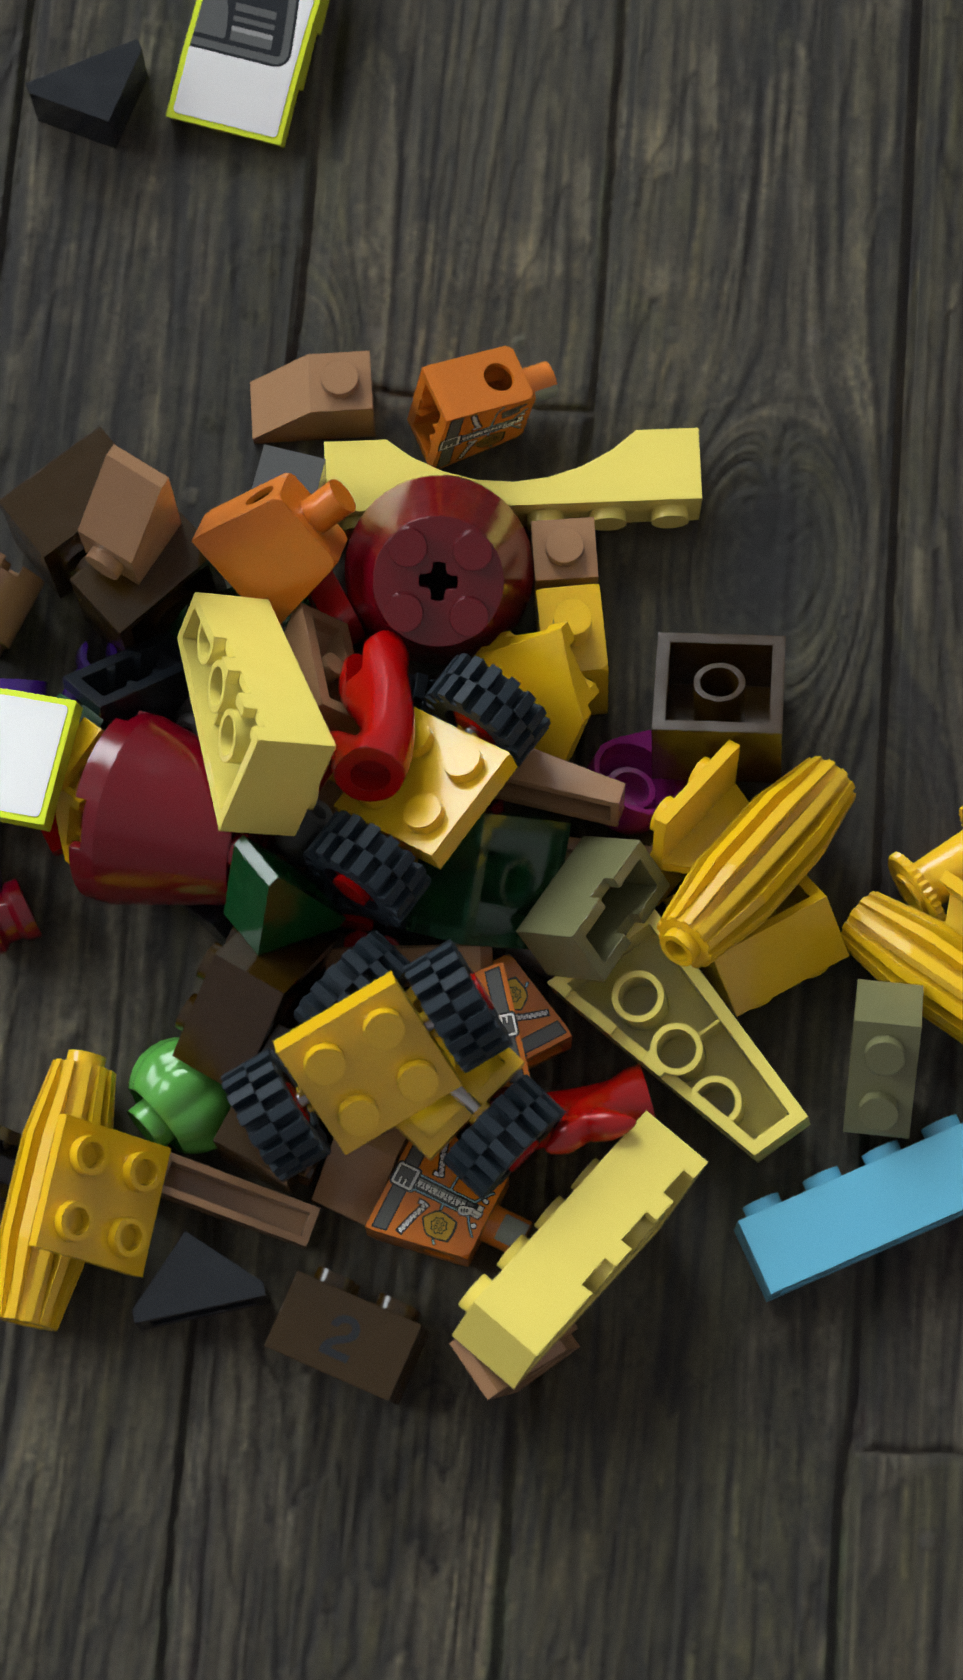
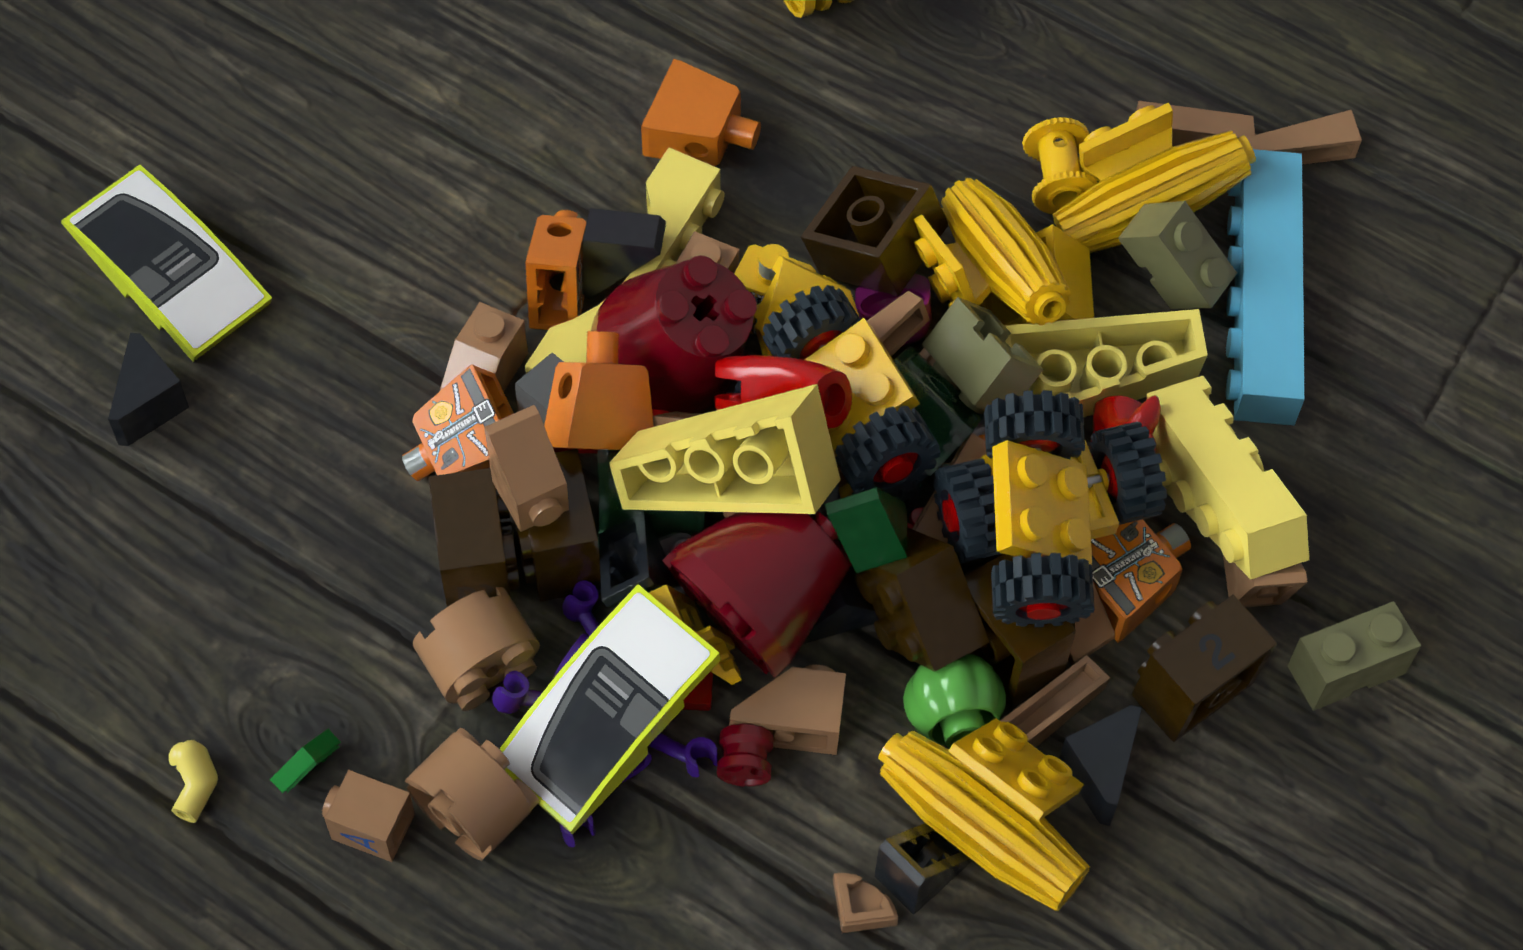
camera: 65 degrees left, 15 degrees down
(85, 942) = (798, 709): none -> medium nougat slope
(215, 431) = (454, 425): none -> torso
(472, 1497) = (1353, 655): none -> olive brick
(527, 447) = (617, 245): none -> black slope
(774, 433) = (696, 116): none -> orange torso

